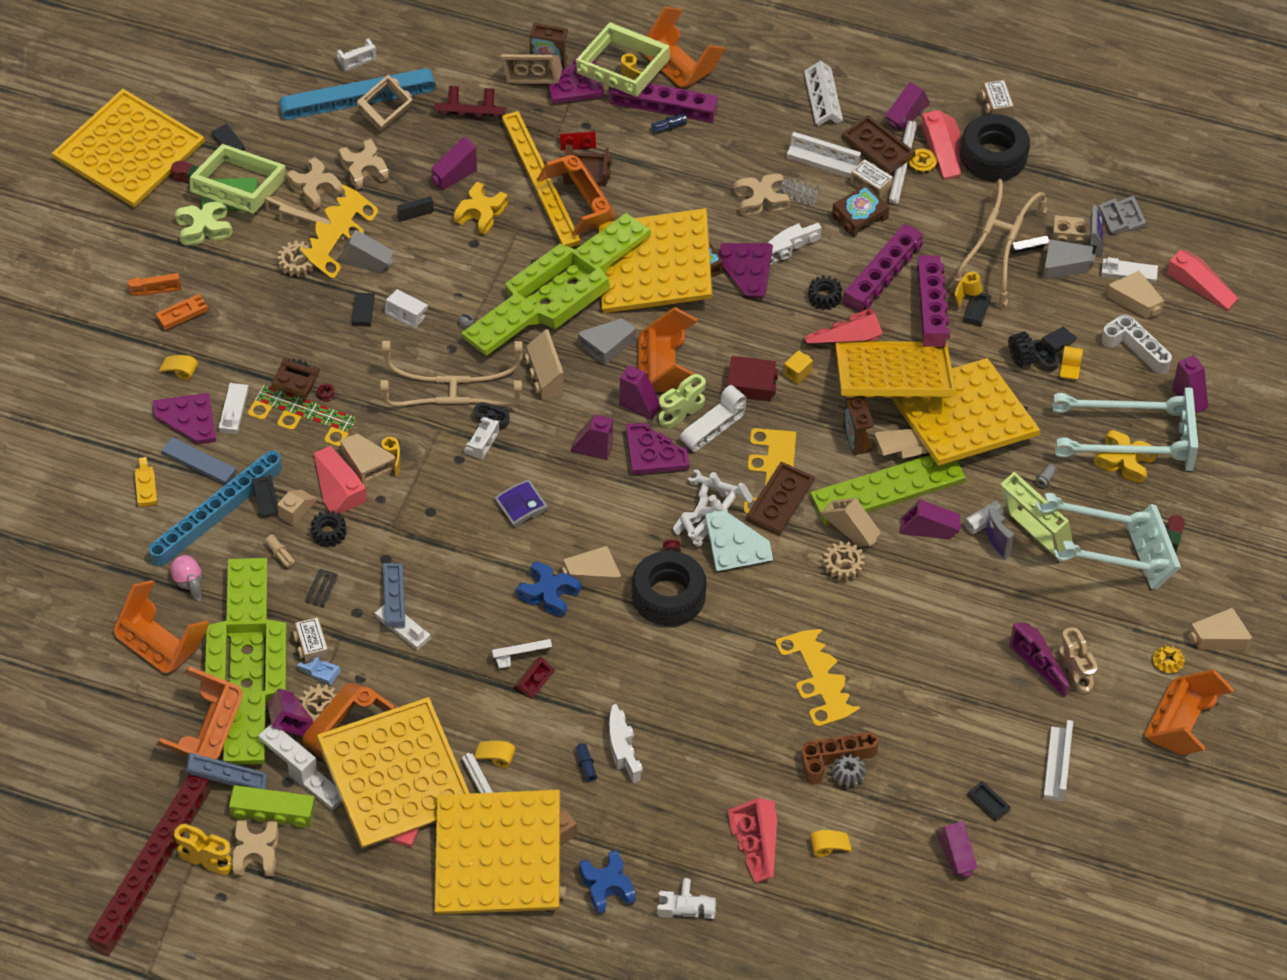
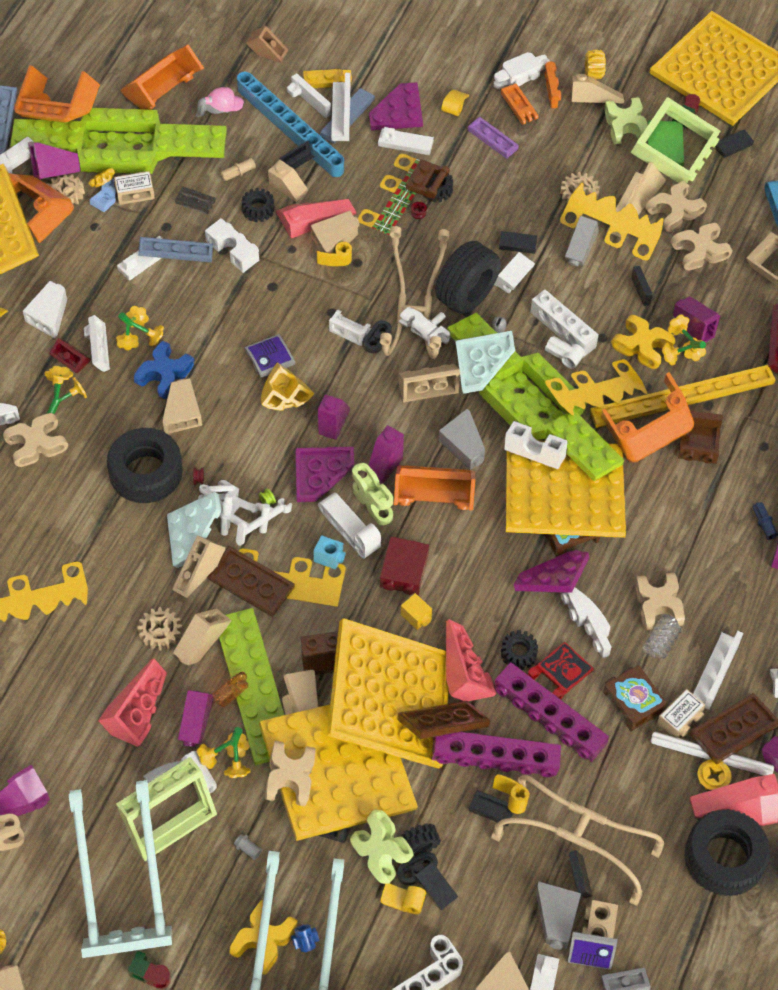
camera: 95 degrees right, 5 degrees up
(100, 539) = (267, 45): none -> medium nougat slope
(131, 246) = (595, 64): none -> yellow gear
(136, 311) = (520, 70): none -> white hinge
(164, 501) = (308, 93): none -> white hinge
(167, 249) = (590, 90): none -> tan slope
(198, 460) = (341, 110): none -> white fence
(225, 335) = (493, 137): none -> medium lavender tile
(307, 668) = (101, 178): none -> yellow gear
(395, 534) = (224, 235): none -> white arch
(431, 329) = (467, 277): none -> black tyre
(465, 266) = (563, 322): none -> white brick
(480, 700) = (47, 309): none -> white slope
(482, 373) = (424, 327): none -> white piece
(486, 170) = (693, 349): none -> yellow plant
(499, 264) = (569, 354): none -> white piece
(507, 601) = (137, 318): none -> yellow plant
(529, 314) = (482, 358): none -> light aqua plate
(541, 231) = (593, 392): none -> yellow piece
(564, 485) = (284, 390): none -> yellow brick
(579, 140) = (738, 427): red hinge -> none
(580, 658) = (57, 376): none -> yellow plant
(626, 265) = (521, 442): none -> white arch
(644, 690) = (35, 440): none -> tan piece
(690, 490) = (267, 497): none -> lime bush
(745, 436) = (324, 548): none -> medium azure brick
(777, 535) = (199, 564): none -> tan slope
(838, 263) = (563, 668): none -> flag
(904, 497) = (231, 689): none -> clear orange hinge
(912, 332) = (443, 719): none -> reddish brown tile
(936, 577) = (132, 709): none -> coral wedge
(951, 494) = (235, 746): none -> yellow plant
(988, 429) = (290, 773): none -> tan piece
(1034, 373) = (381, 846): none -> yellowish green piece
(1122, 424) = (305, 938): none -> blue gear

